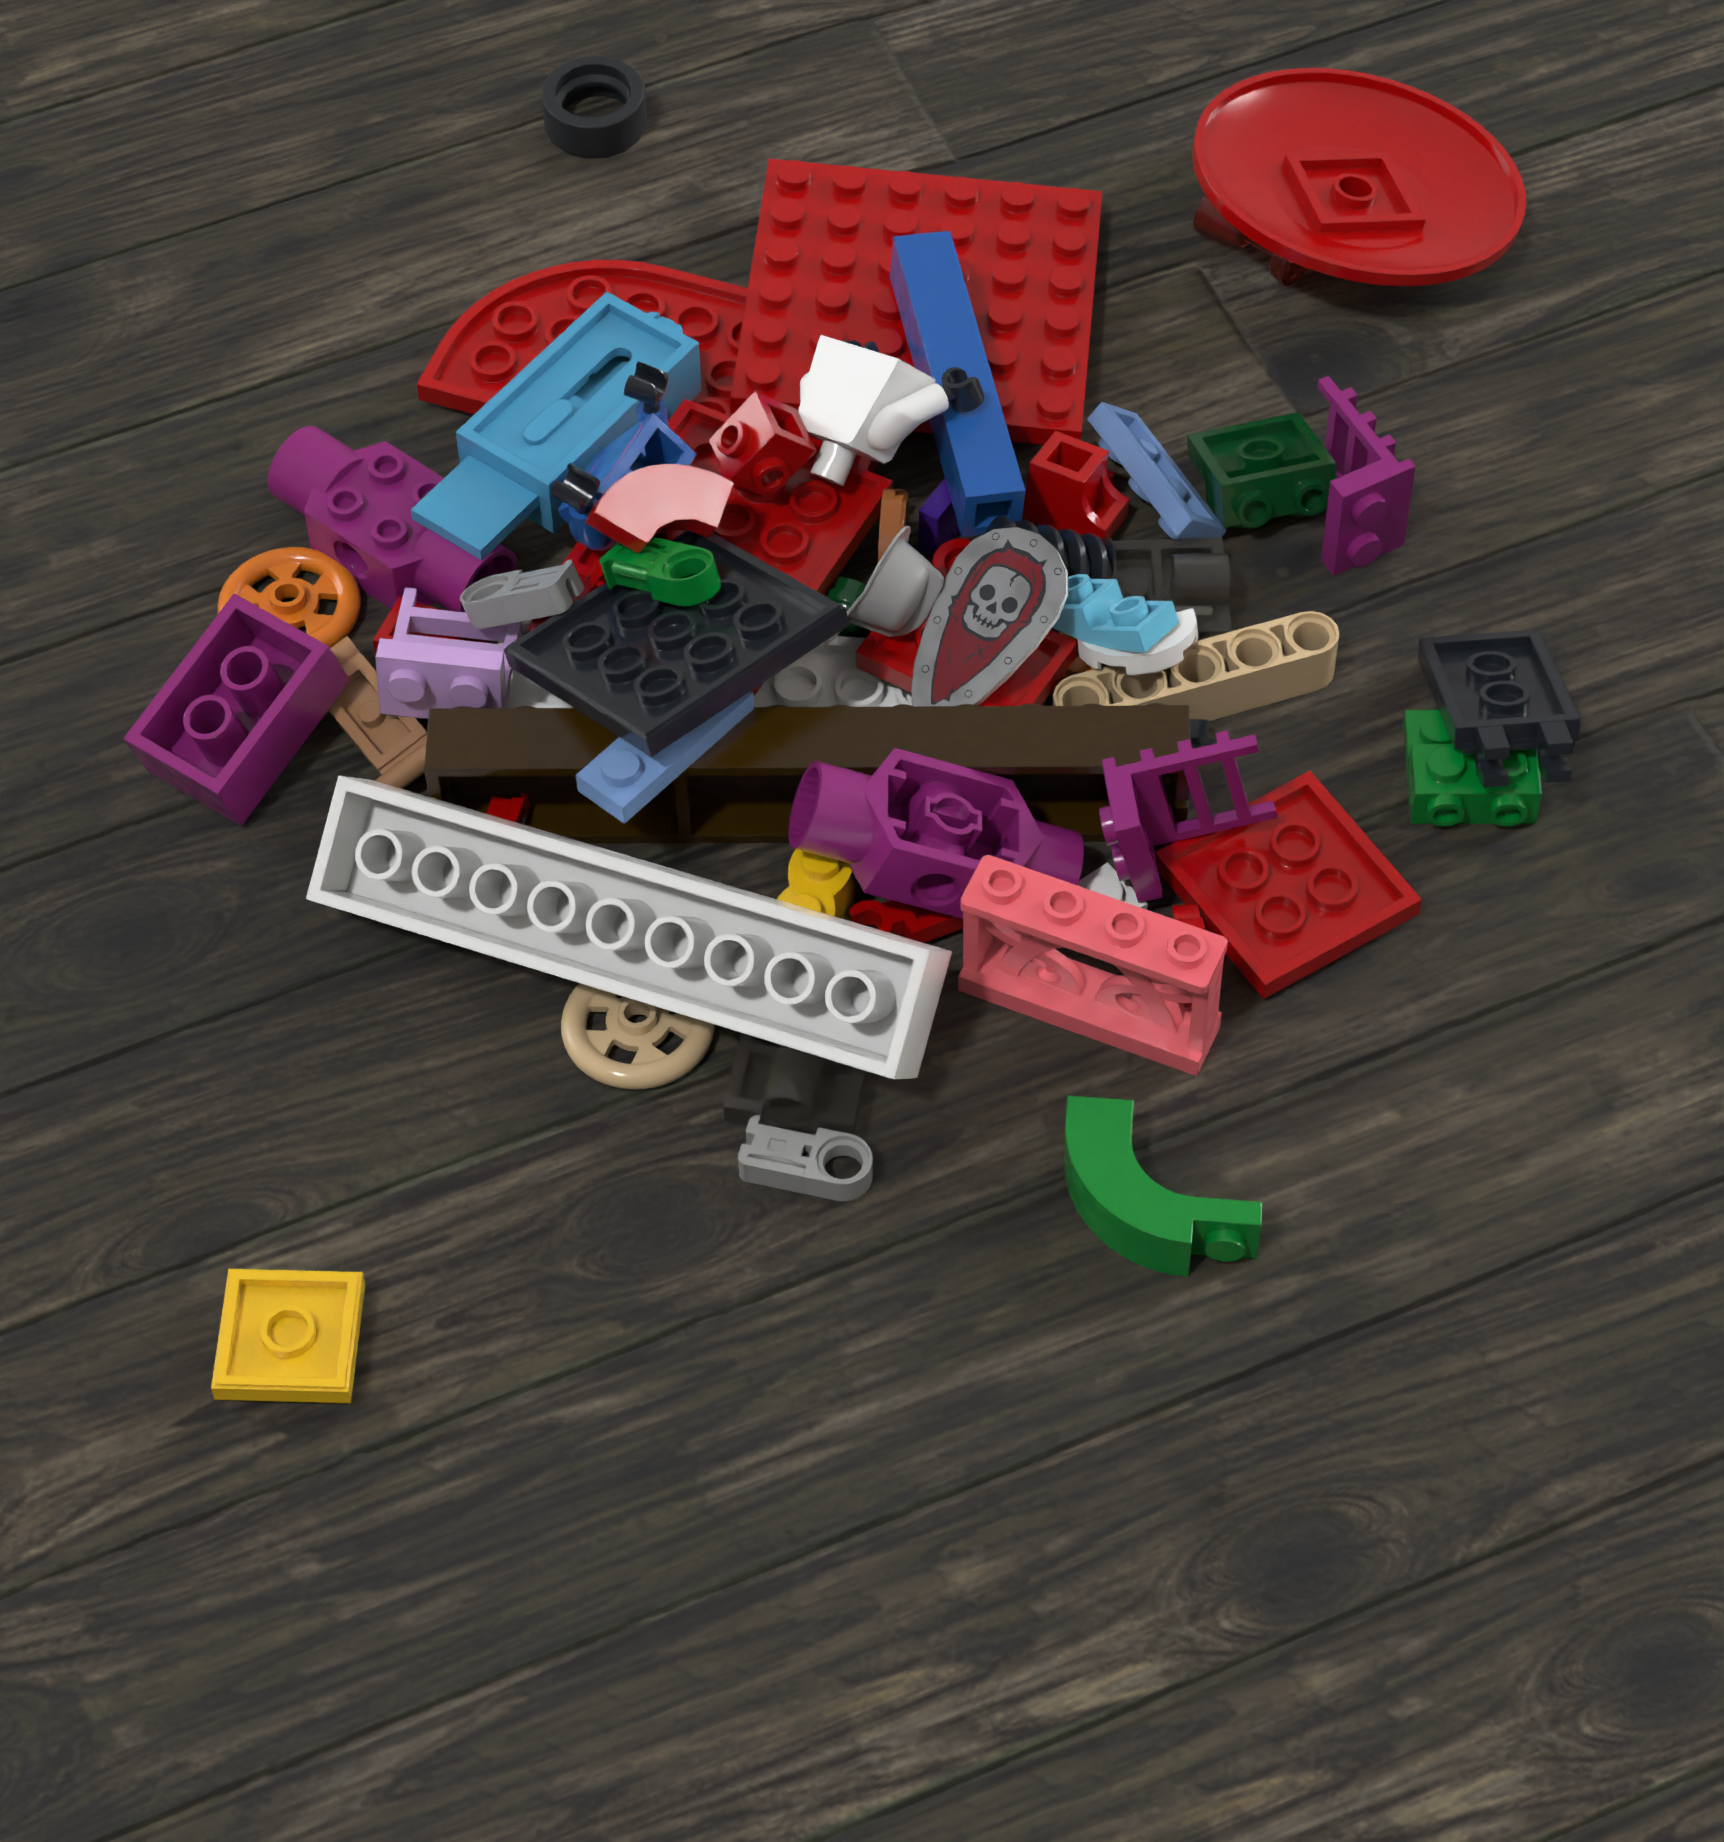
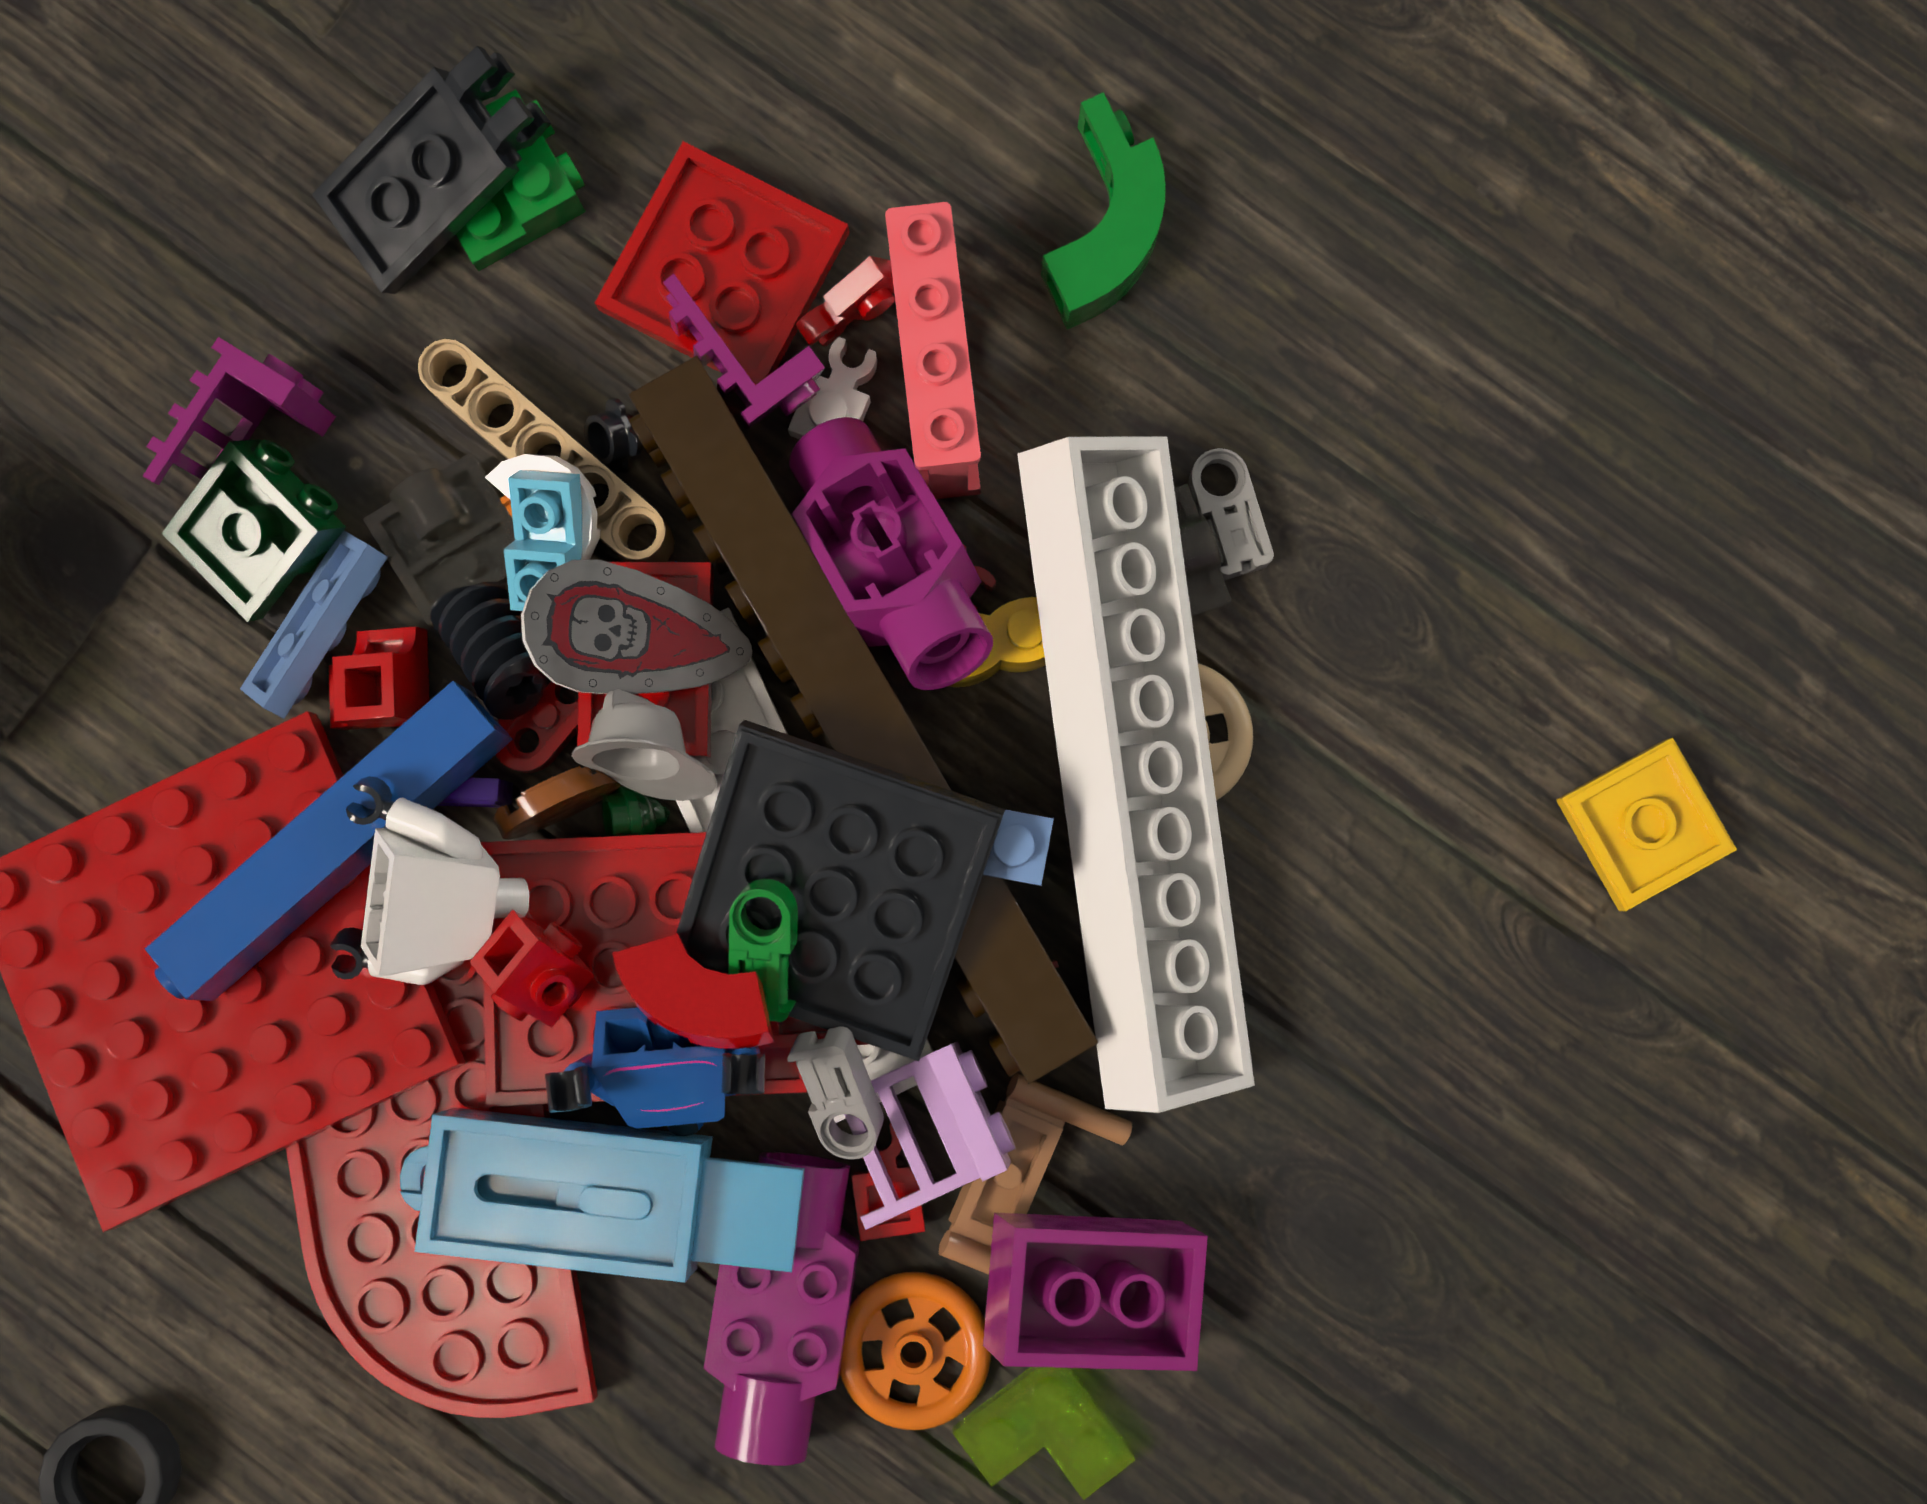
camera: 120 degrees left, 30 degrees up
(134, 675) = (1048, 1411): none -> clear neon green plate

